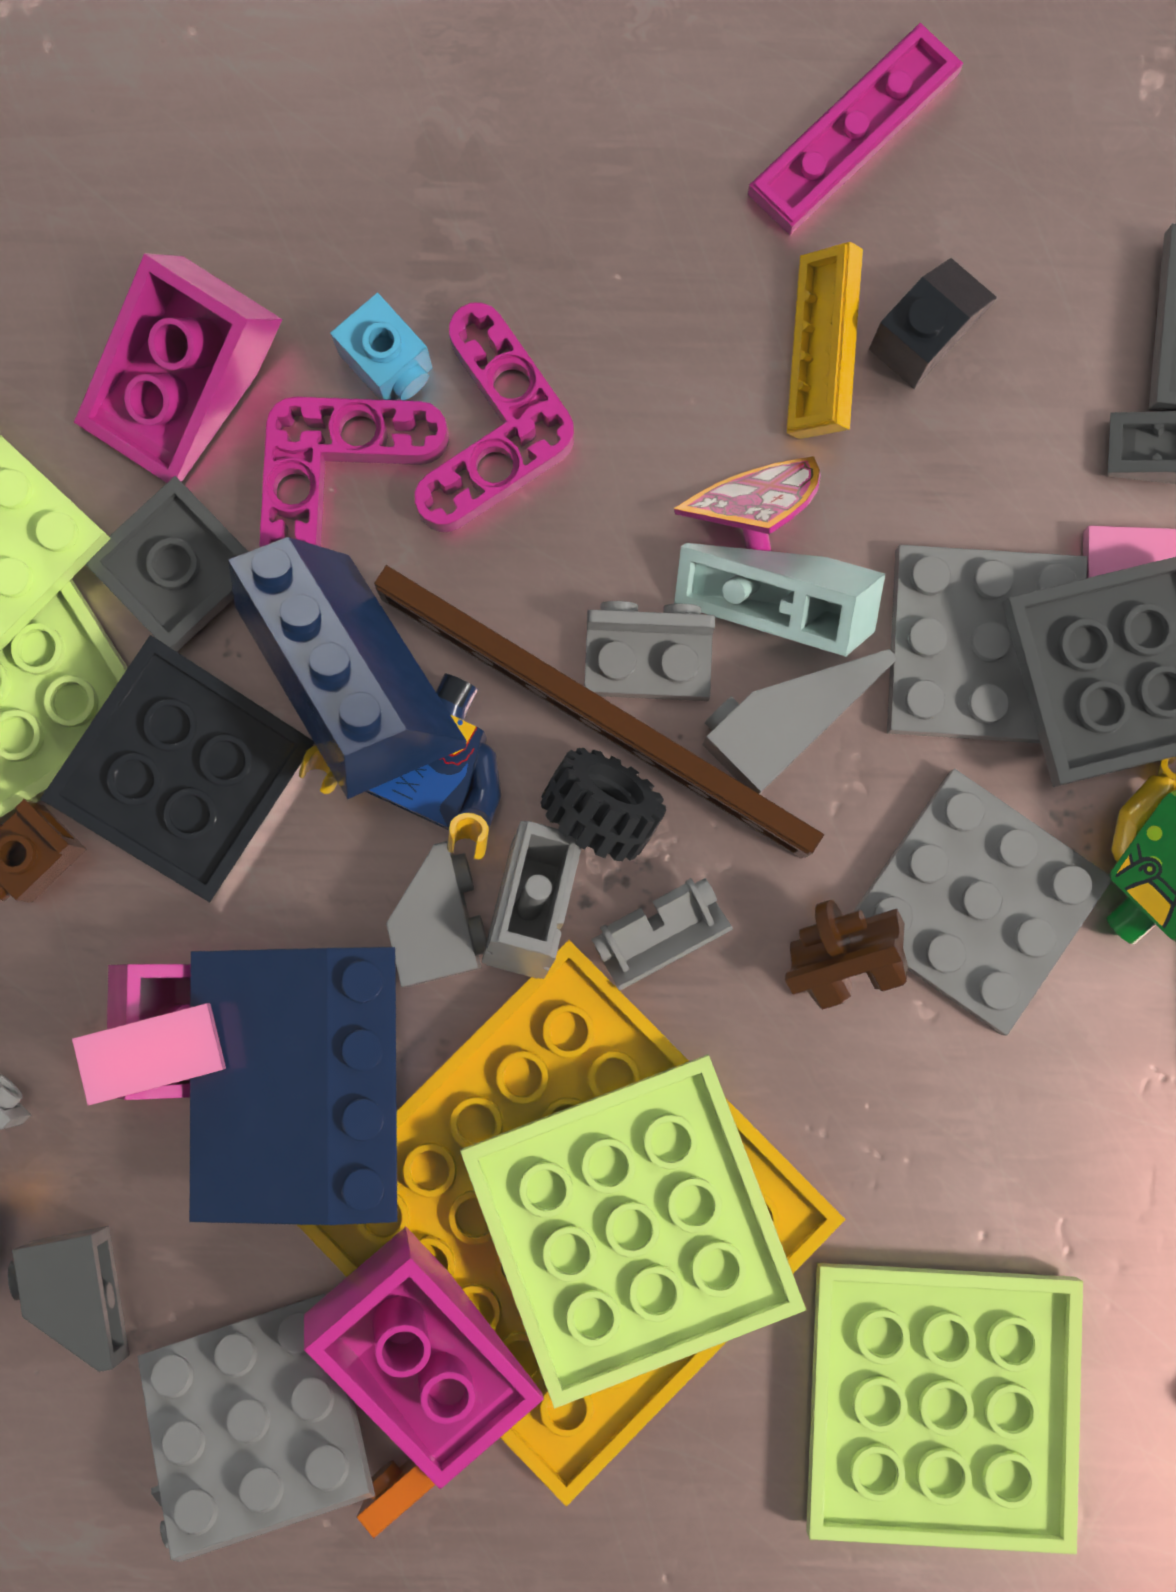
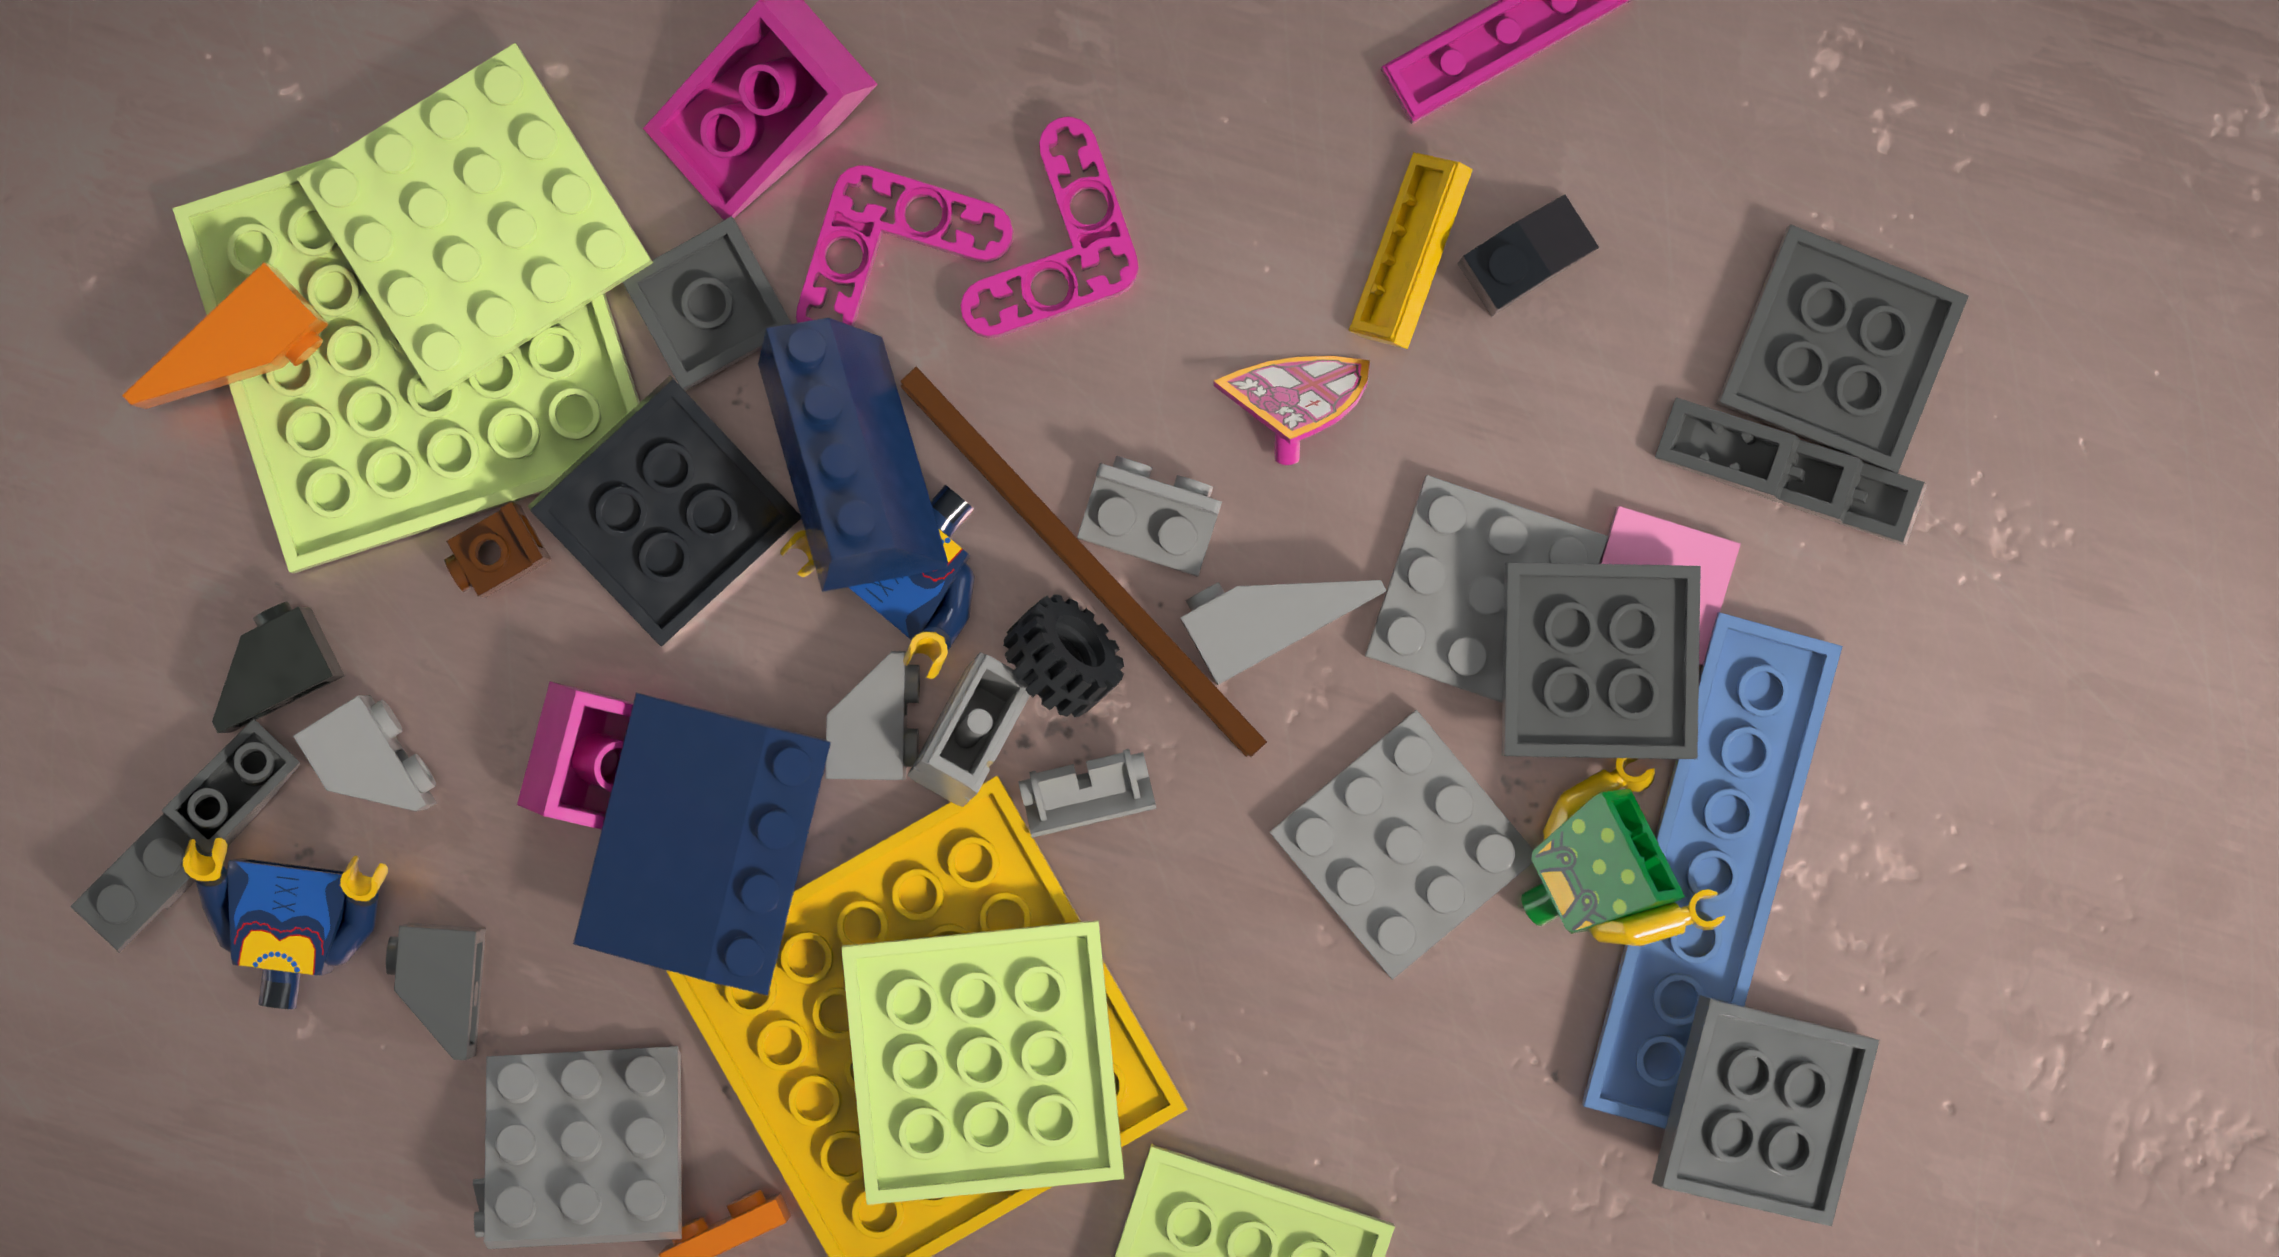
camera: 20 degrees right, 5 degrees up
(148, 1054) = (577, 780): bright pink tile -> none
(383, 350) = (969, 145): medium azure brick -> none
(419, 1358) = (755, 1125): dark pink slope -> none
(783, 594) = (1297, 496): light aqua slope -> none
(844, 948) = (1258, 854): reddish brown hips -> none

